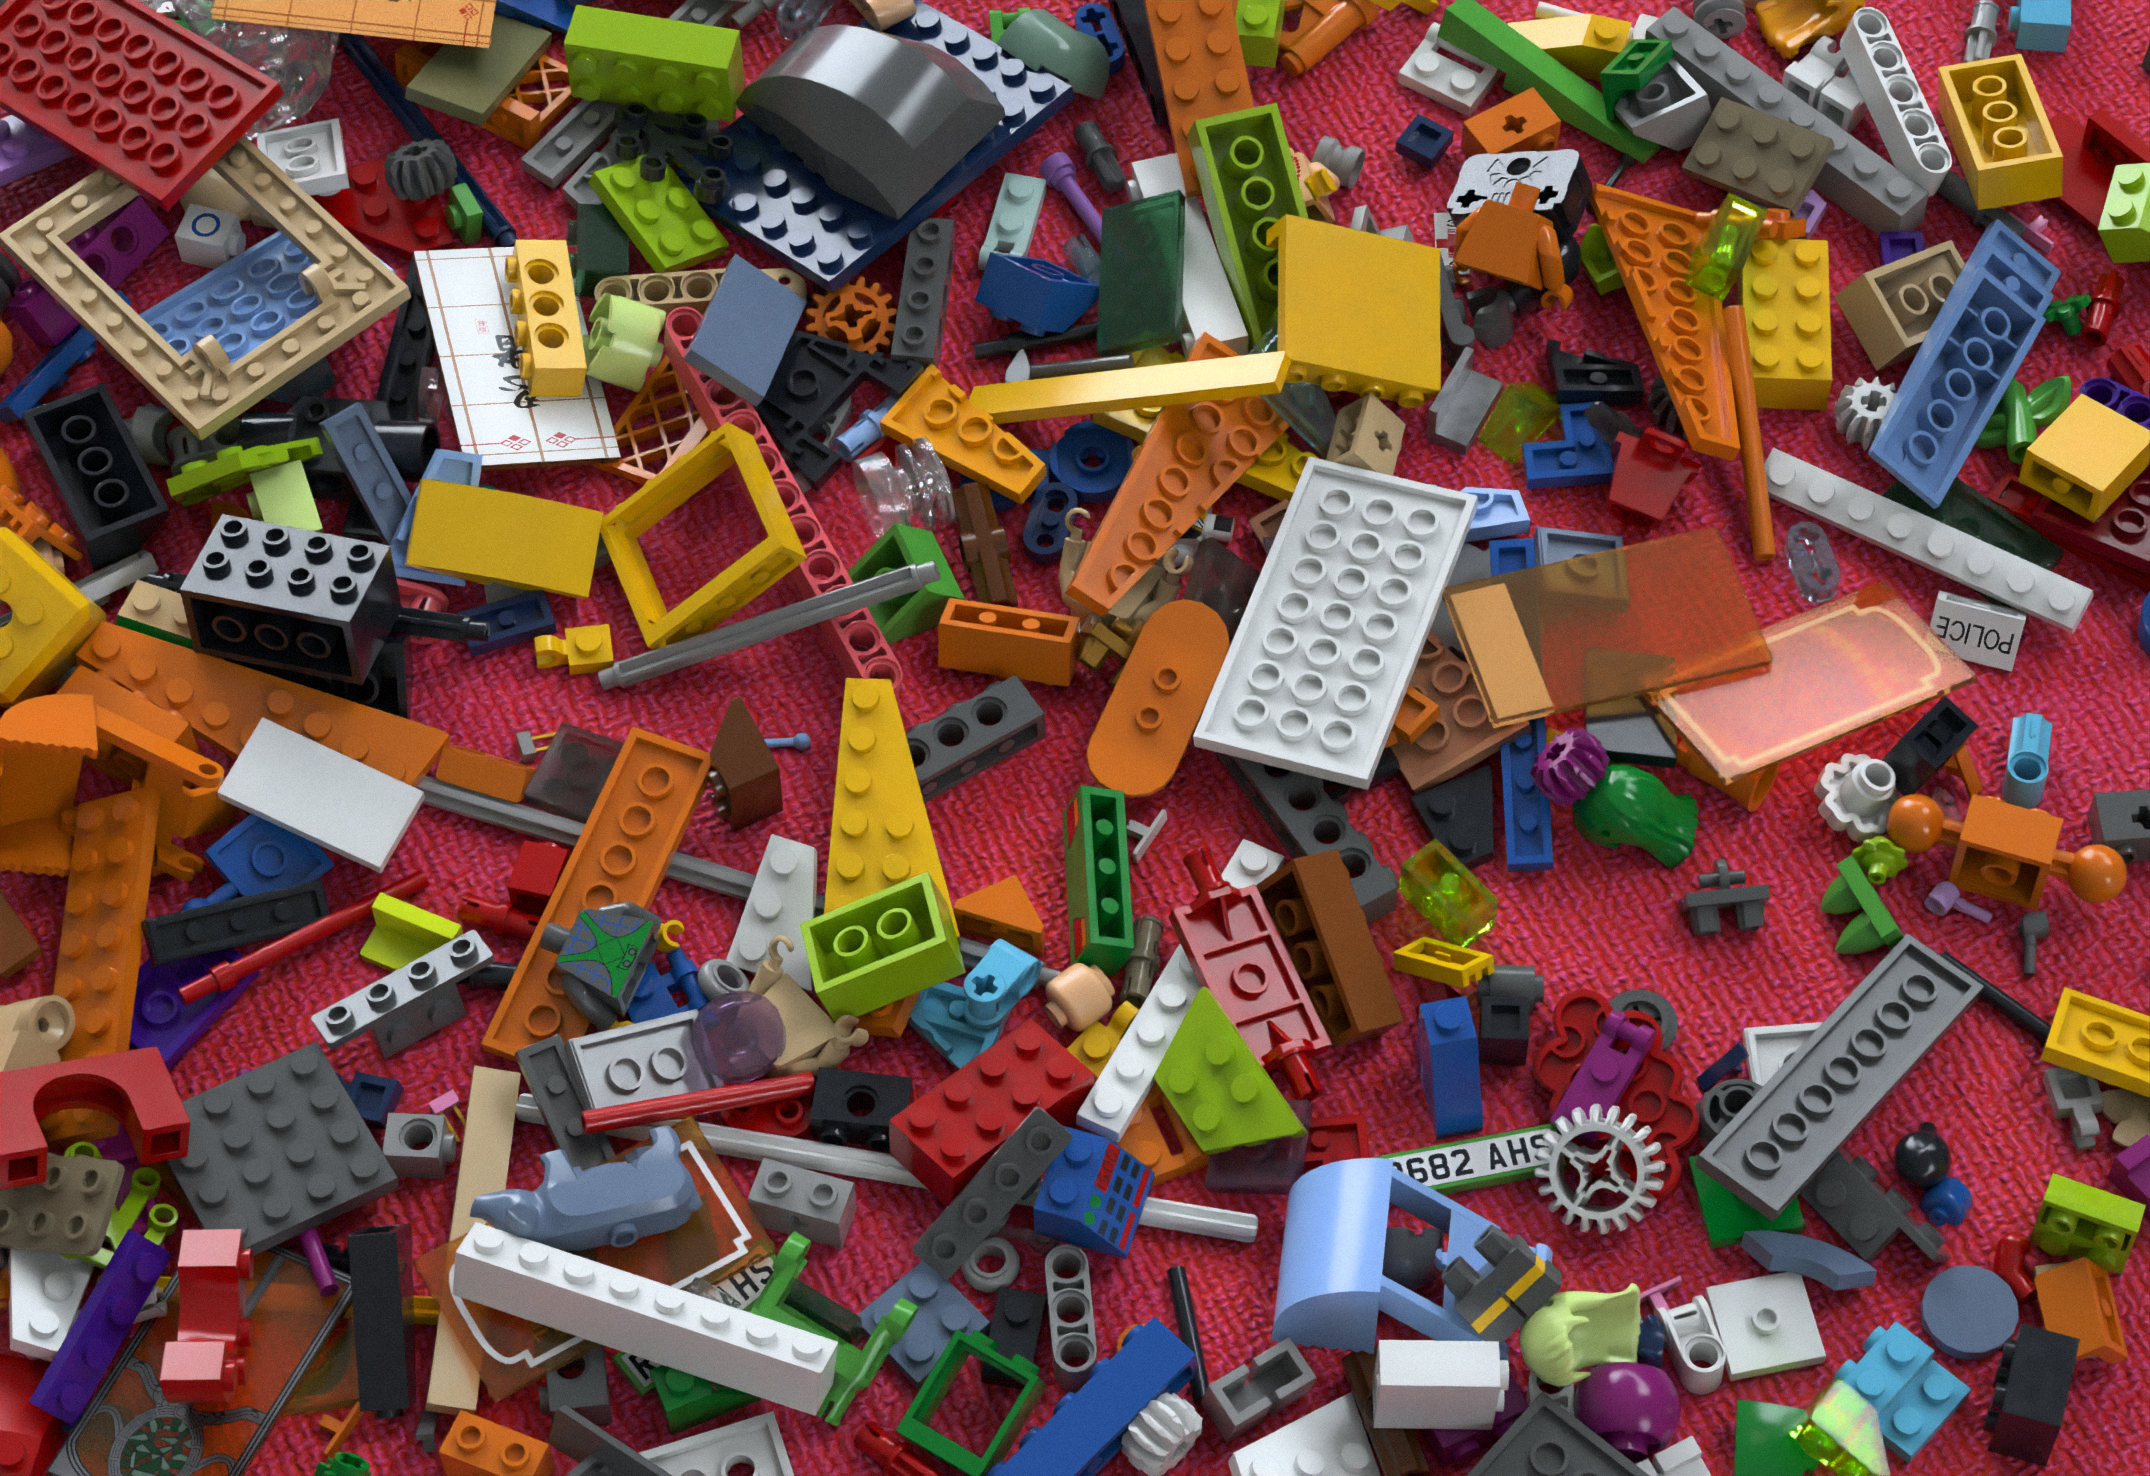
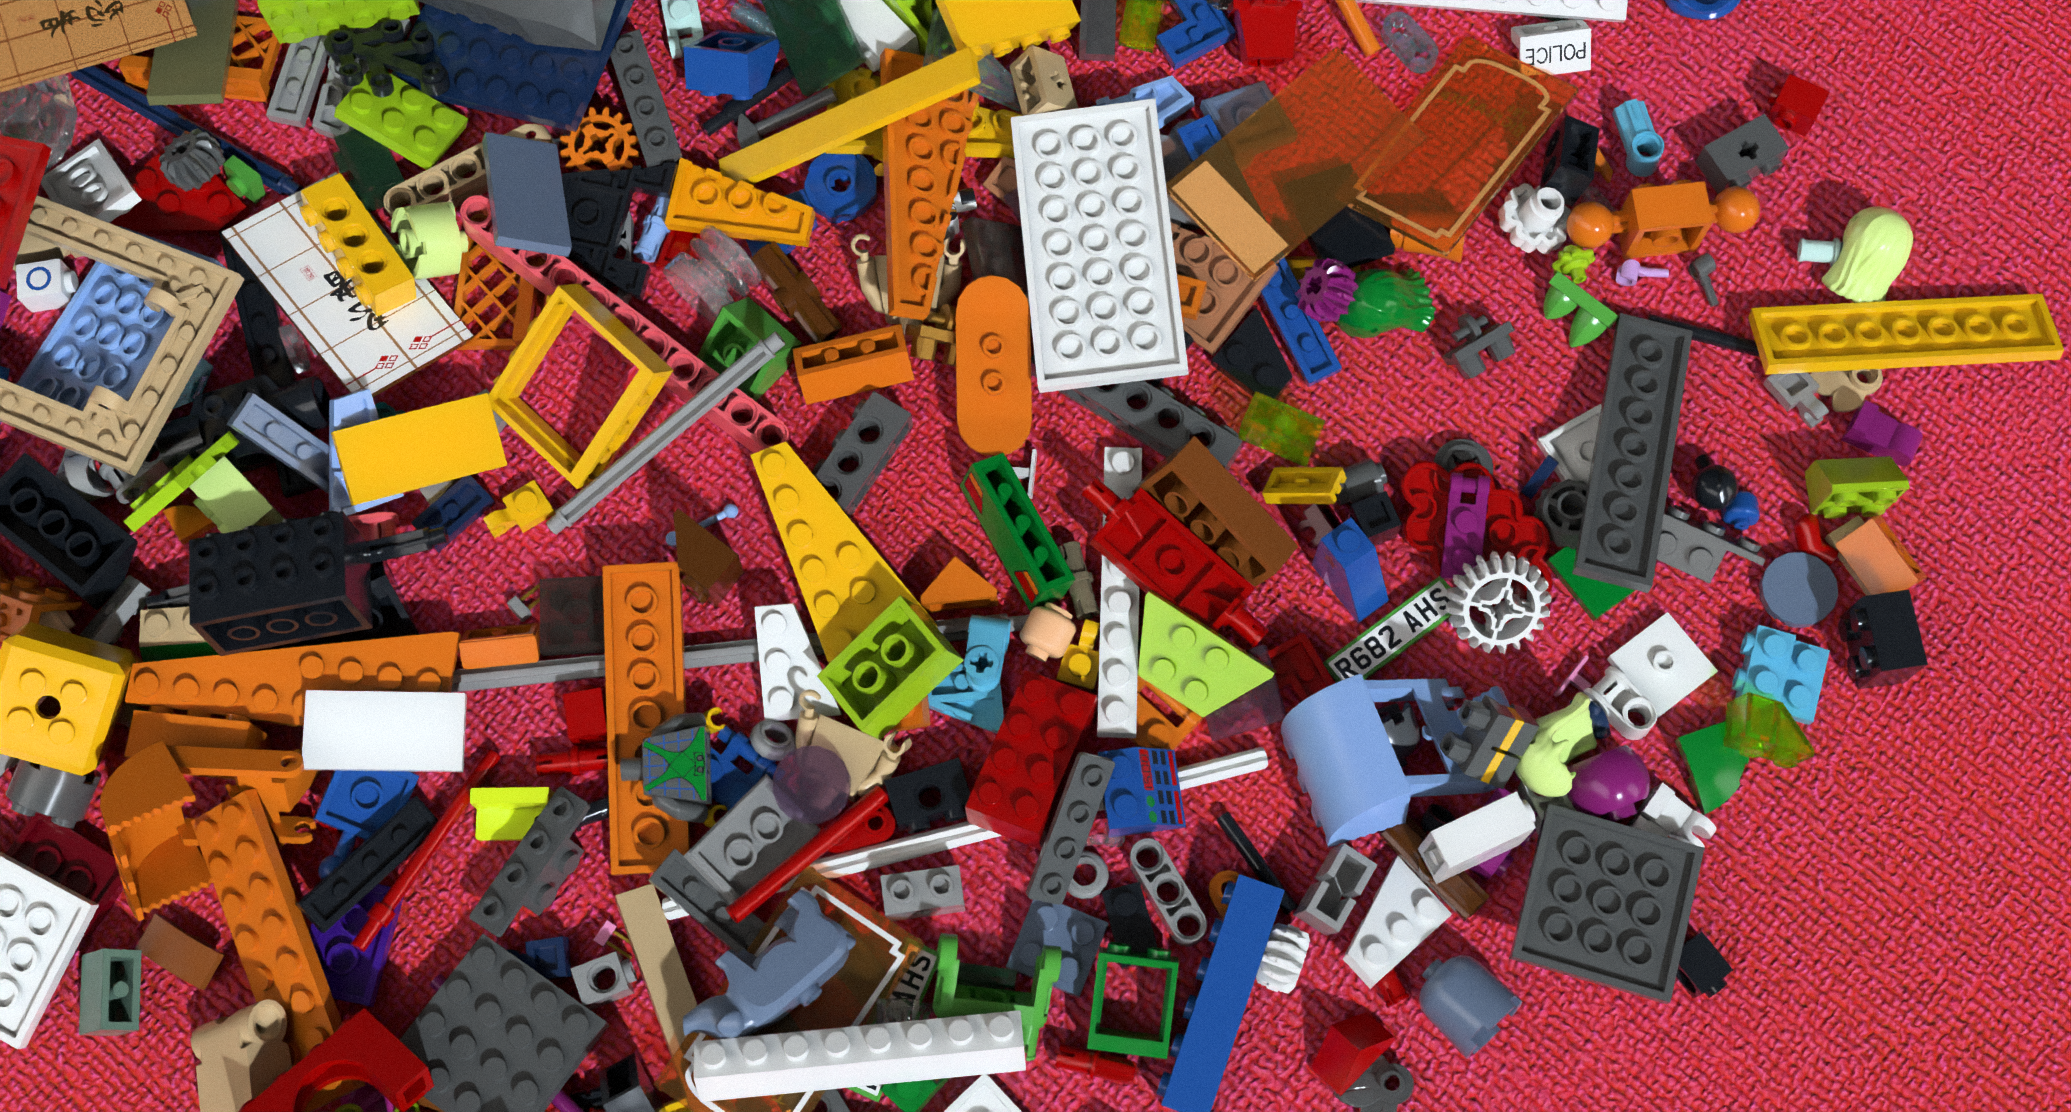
camera: 25 degrees left, 15 degrees up
(1046, 525) = (835, 251): dark blue plate -> none
(1808, 1257) = (1671, 600): sand blue tile -> none

